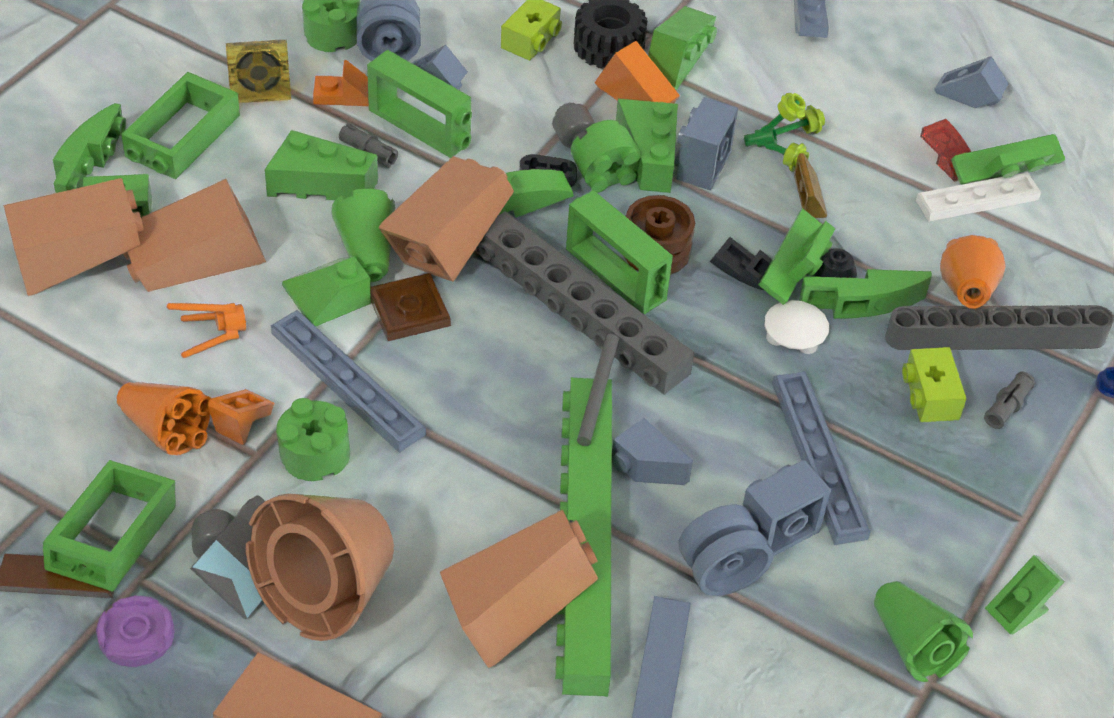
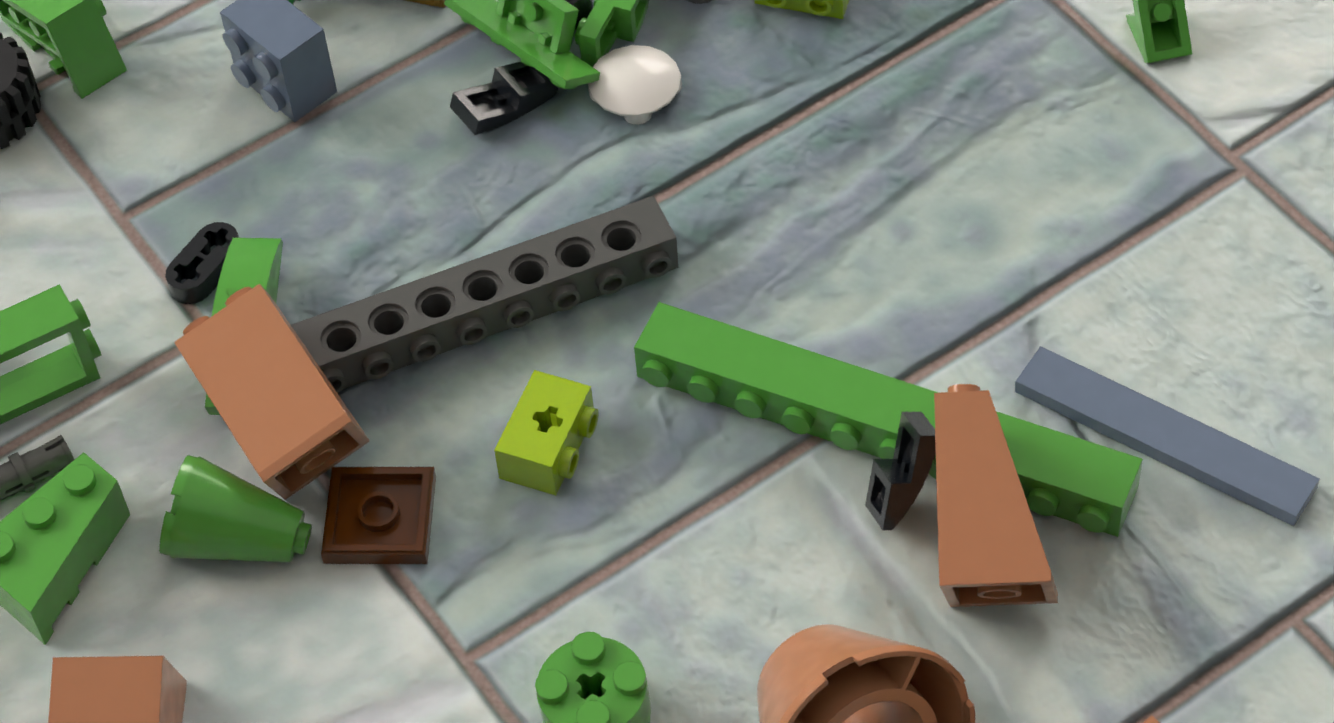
camera: 60 degrees left, 5 degrees up
(330, 290) = (295, 605): bright green slope -> none
(348, 381) = (480, 634): sand blue tile -> none
(496, 360) = (546, 433): none -> lime brick
(570, 122) = (140, 198): dark grey head -> none
(597, 390) = (676, 319): dark grey bar -> none
(606, 155) = (236, 174): bright green brick -> none
(635, 77) = (103, 95): orange slope -> none
(640, 289) = (419, 197): bright green window -> none
(650, 456) = (793, 304): sand blue slope -> none
(654, 133) = (226, 117): bright green wedge -> none
(667, 223) = (413, 168): reddish brown wheel -> none
(725, 550) = (999, 271): sand blue wheel -> none
(788, 505) = (953, 192): sand blue brick -> none
(818, 449) = (857, 136): sand blue tile -> none
(922, 631) = (1169, 127): bright green cone -> none

